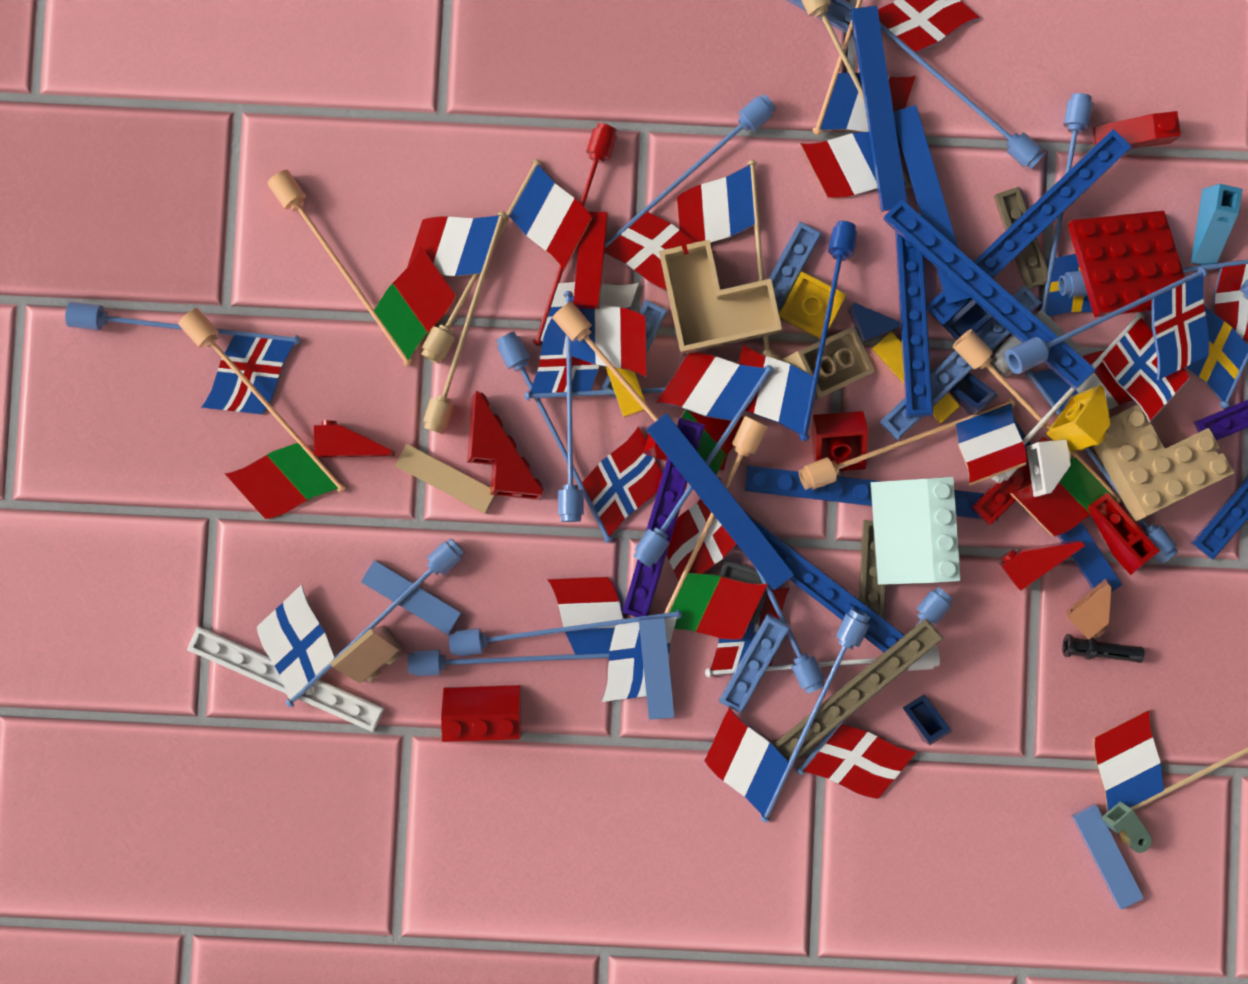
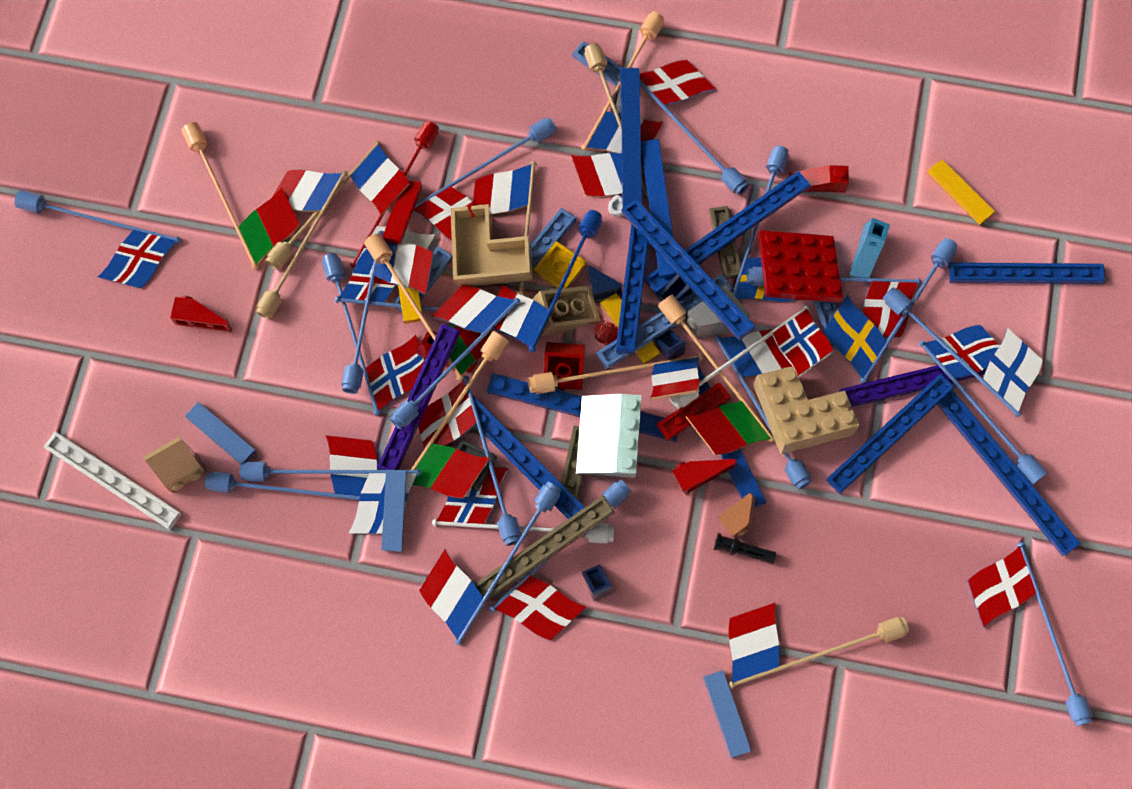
camera: 10 degrees right, 15 degrees down
(284, 475) = (149, 331): flag -> none
(299, 642) = (126, 446): flag -> none
(445, 478) = (265, 351): tan tile -> none
(481, 713) = (253, 527): red slope -> none
(492, 446) = (304, 333): red slope -> none
(719, 501) = (462, 389): blue tile -> none
(754, 663) = (469, 518): medium blue tile -> none
(870, 209) = (615, 206): none -> white tile
(887, 390) = (605, 332): none -> clear red gear
(1047, 465) = (716, 397): white slope -> none
(1082, 420) = (746, 372): yellow slope -> none
(1121, 534) = (770, 463): red slope -> none
(1131, 830) = (745, 687): sand green leg -> none
(1177, 329) = (827, 309): flag -> none

